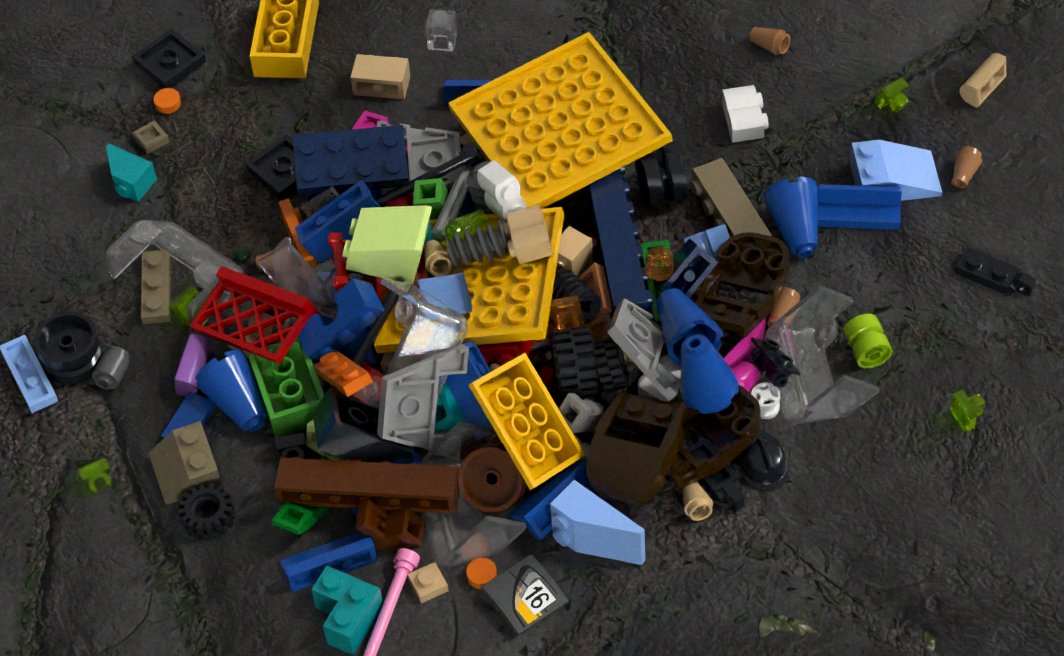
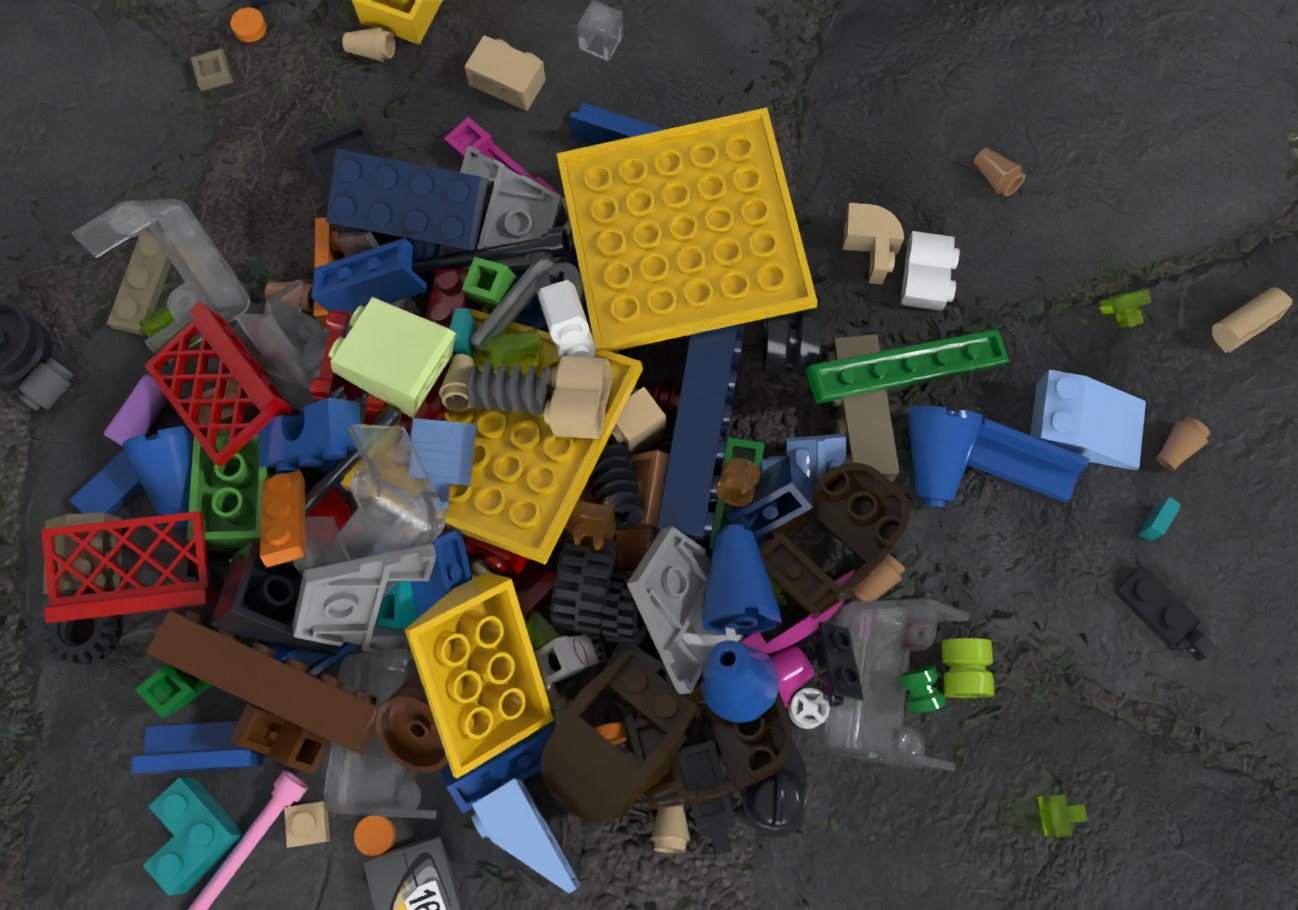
camera: 15 degrees right, 20 degrees up
(130, 173) = (162, 115): teal slope -> none
(238, 471) = (126, 600): none -> red fence
(268, 86) = (370, 43): none -> tan cone
(693, 100) = (873, 231): none -> tan brick
(751, 170) = (906, 366): none -> green tile
(840, 362) = (922, 694): none -> green wheel
(967, 216) = (1159, 519): none -> teal tile

